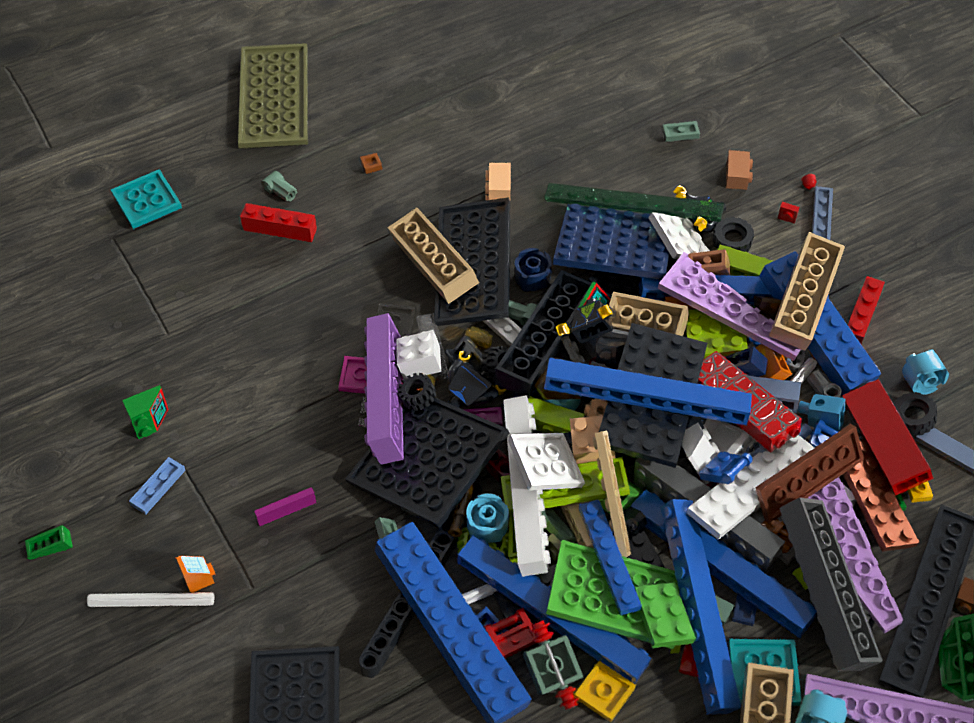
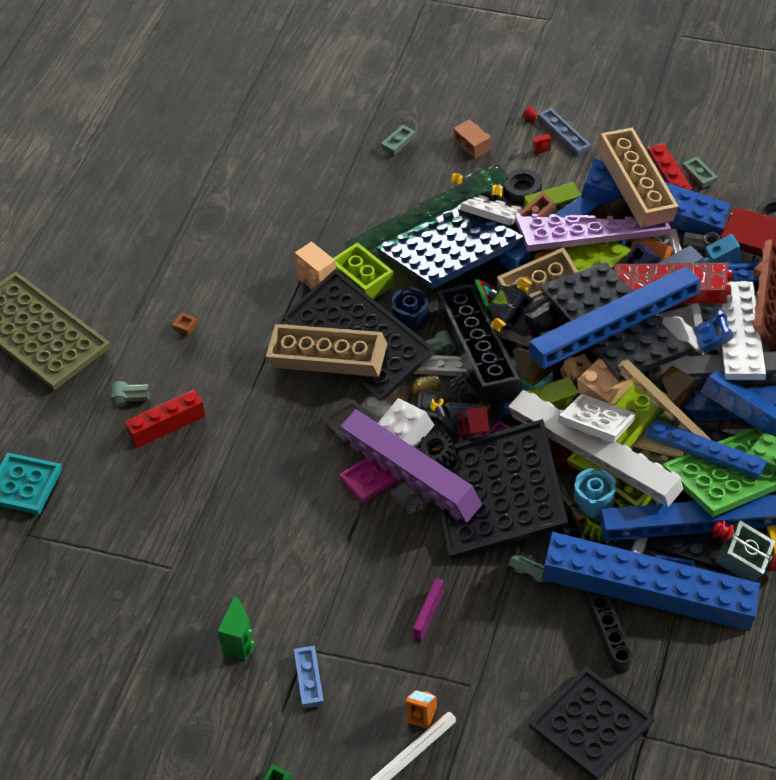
camera: 40 degrees left, 5 degrees down
(460, 391) = (473, 423): none -> dark red brick
(515, 638) = (703, 552): red plate -> none
(529, 216) = (365, 270): none -> lime brick
(644, 489) = (679, 386): none -> dark brown slope
(894, 329) = (699, 172): none -> sand green plate
(925, 372) = (753, 184): medium azure brick -> none

